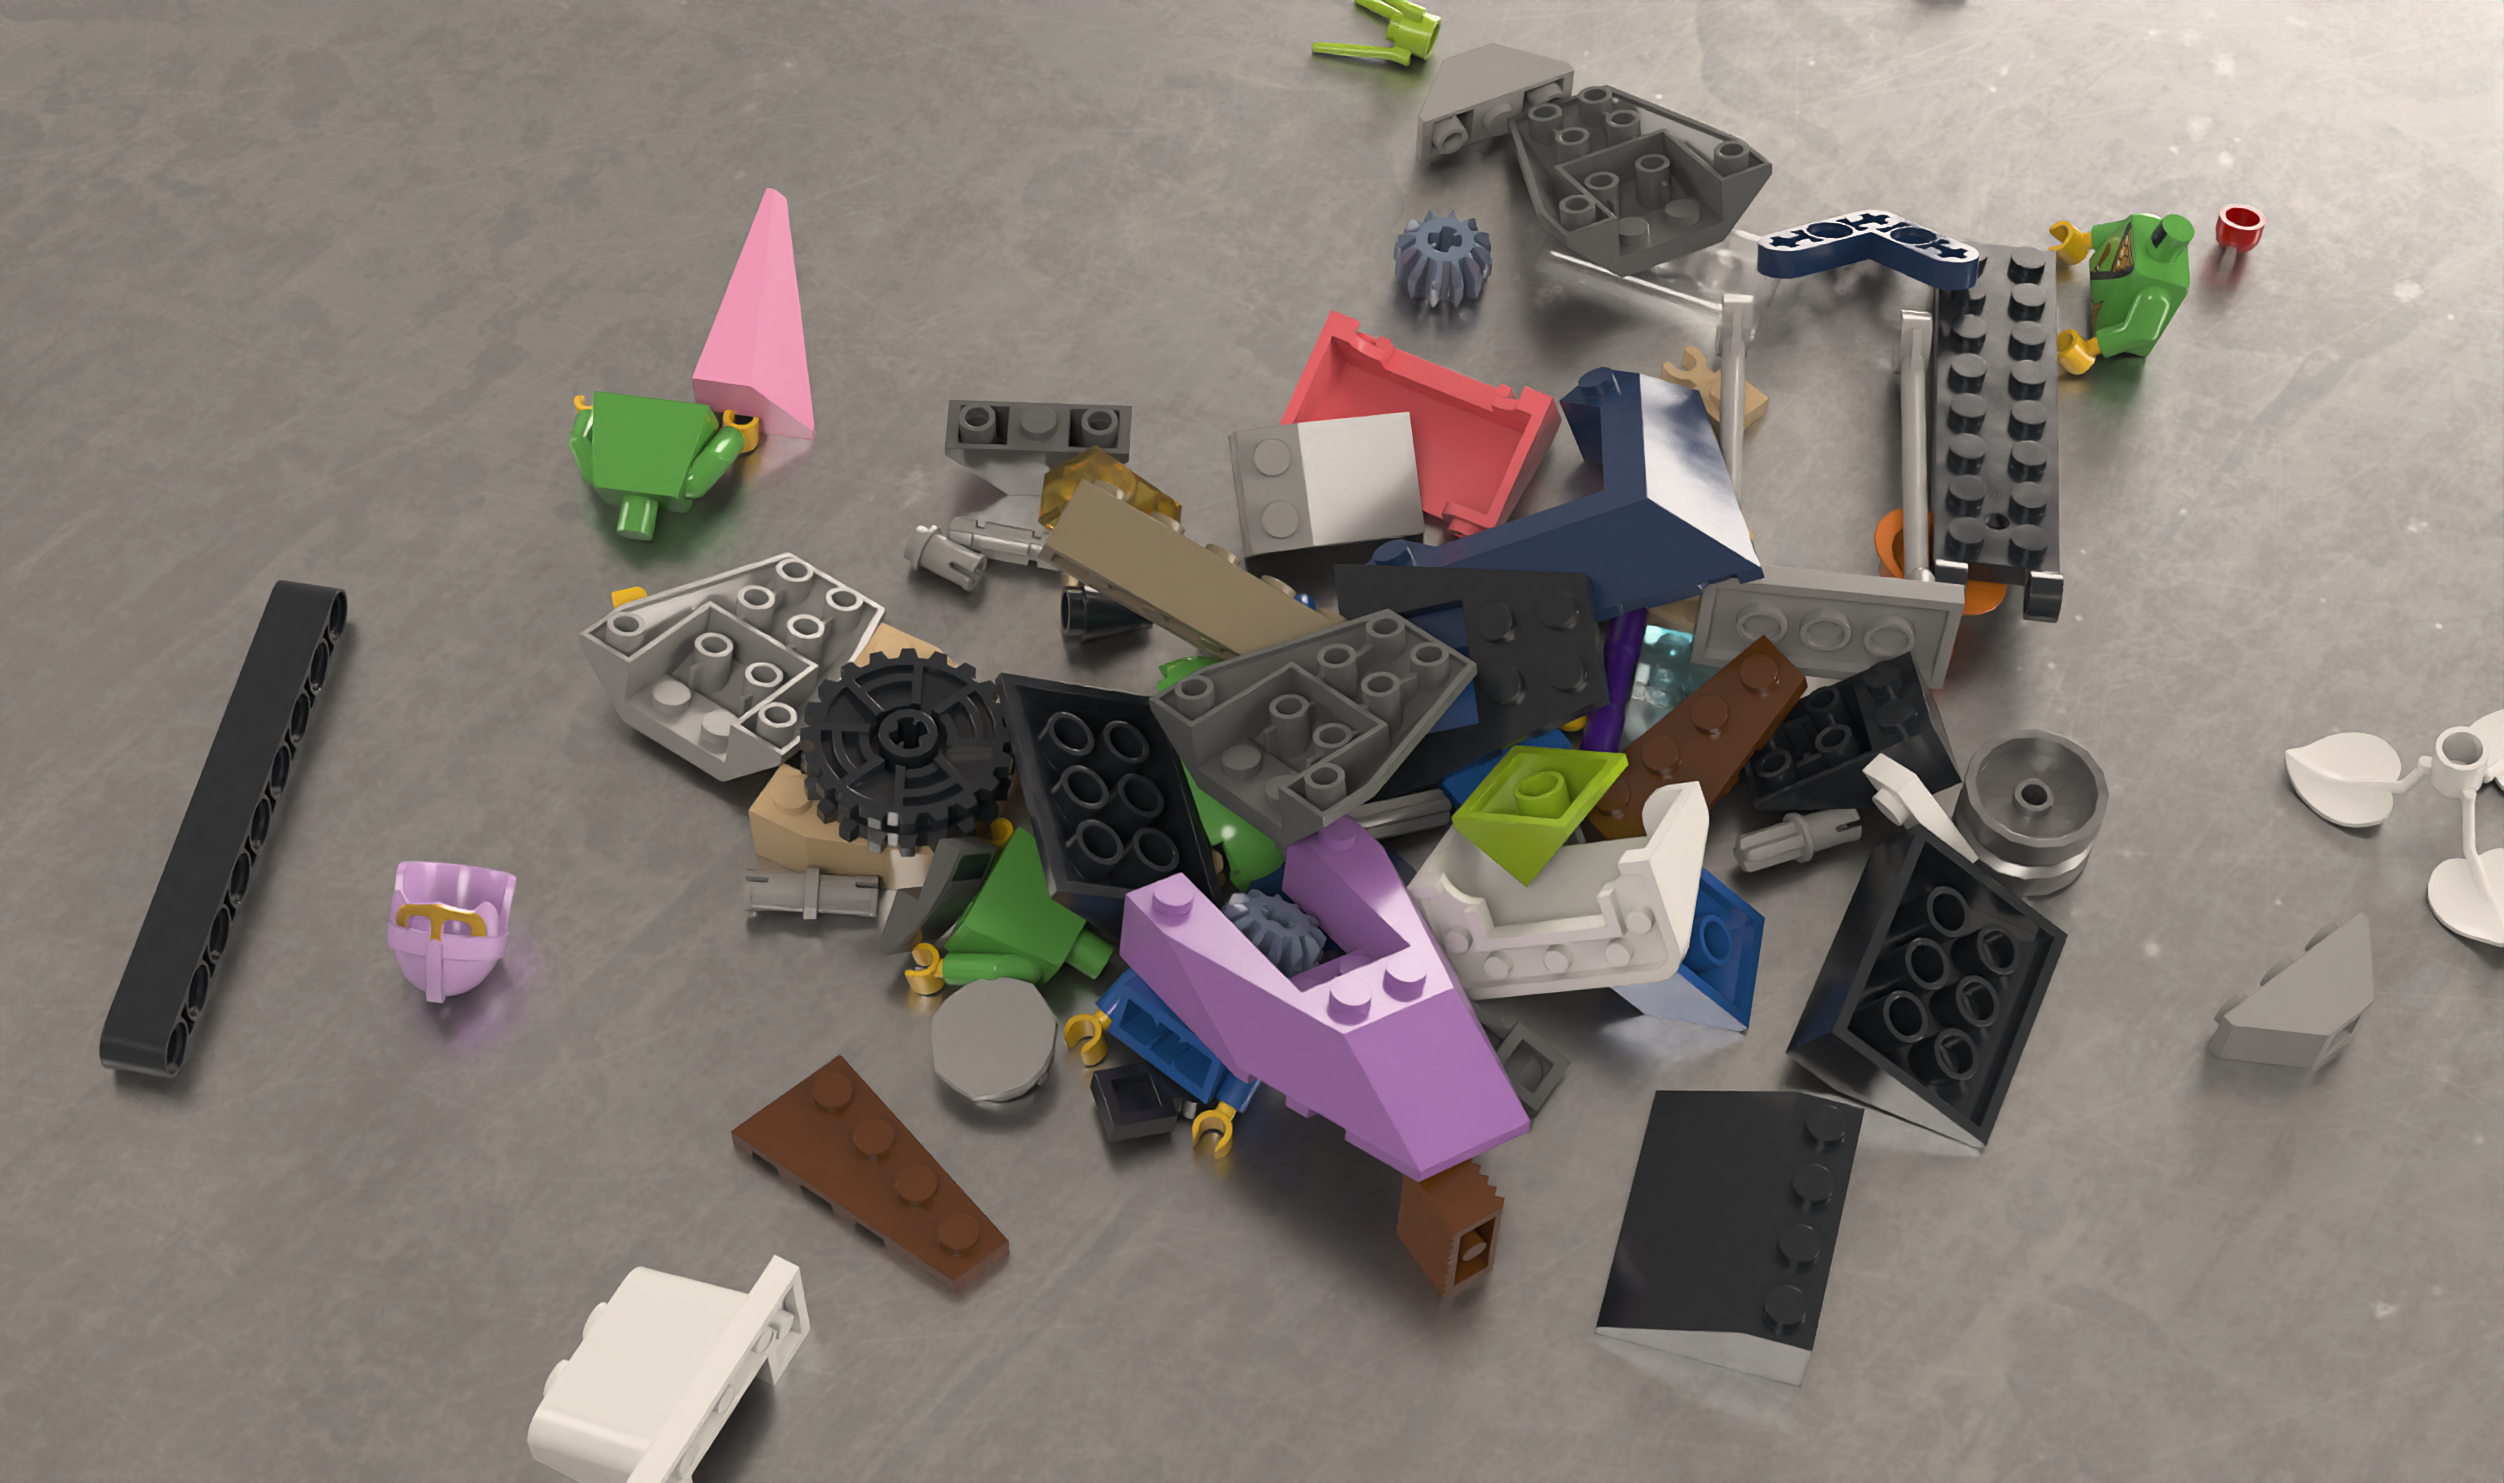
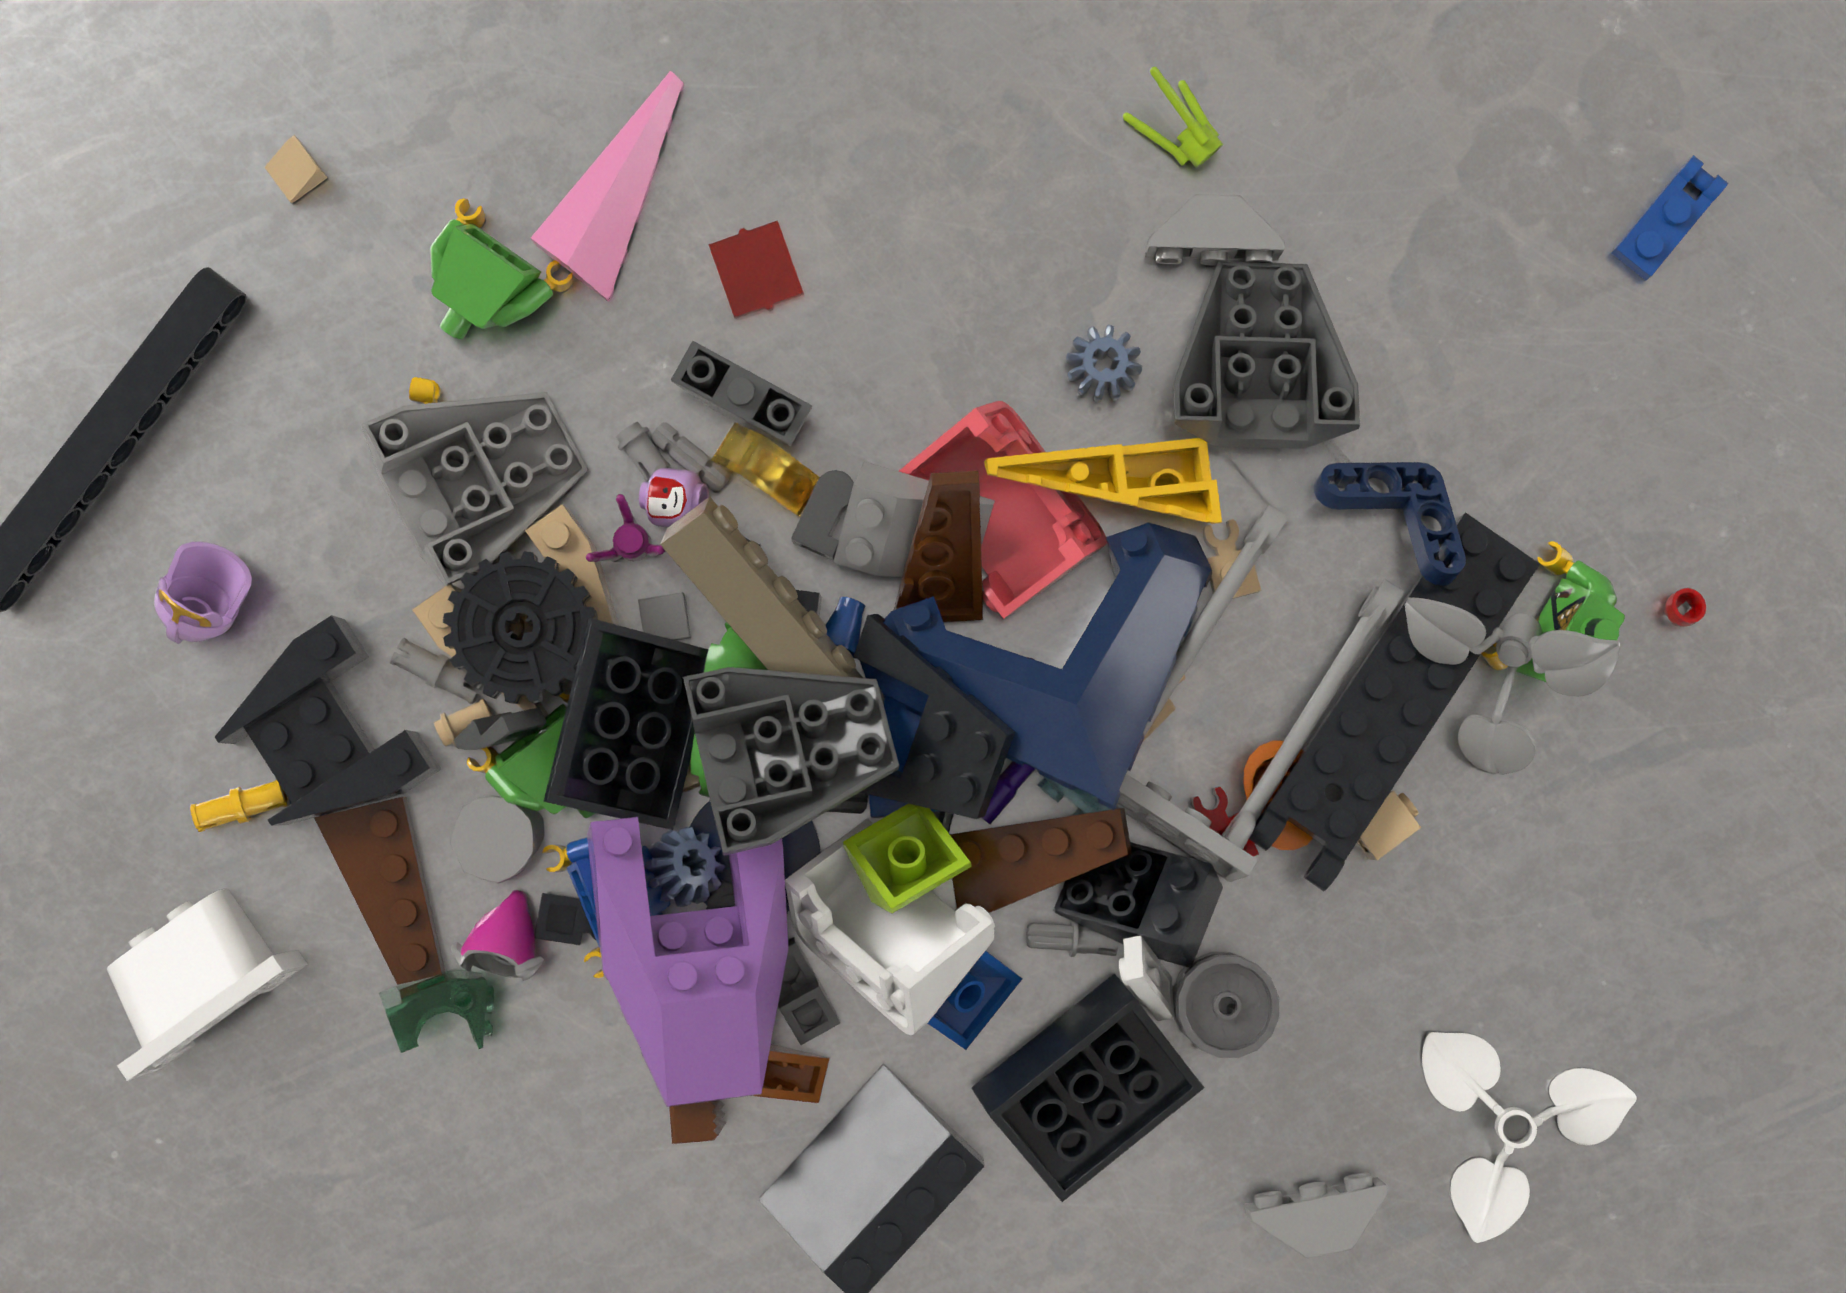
camera: 30 degrees right, 30 degrees up
(348, 449) = (295, 169): none -> tan slope
(619, 1161) = (238, 805): none -> yellow pin
(686, 1038) = (313, 736): none -> black wedge
(860, 946) = (452, 725): none -> tan pin
(977, 339) = (756, 269): none -> clear red piece
(985, 644) = (629, 540): none -> magenta plant
(1003, 1268) = (415, 1004): none -> clear green tile
(1013, 583) = (671, 495): none -> head
(1073, 1149) = (502, 941): none -> dark pink hat
(1210, 511) = (823, 513): none -> dark grey leg
(1382, 453) = (947, 549): none -> reddish brown wing
(1545, 1158) = (794, 1075): none -> dark orange slope
(1572, 320) = (1149, 476): none -> yellow wedge
(2005, 310) = (1571, 664): none -> light grey plant
(2083, 557) = (1389, 826): none -> tan brick

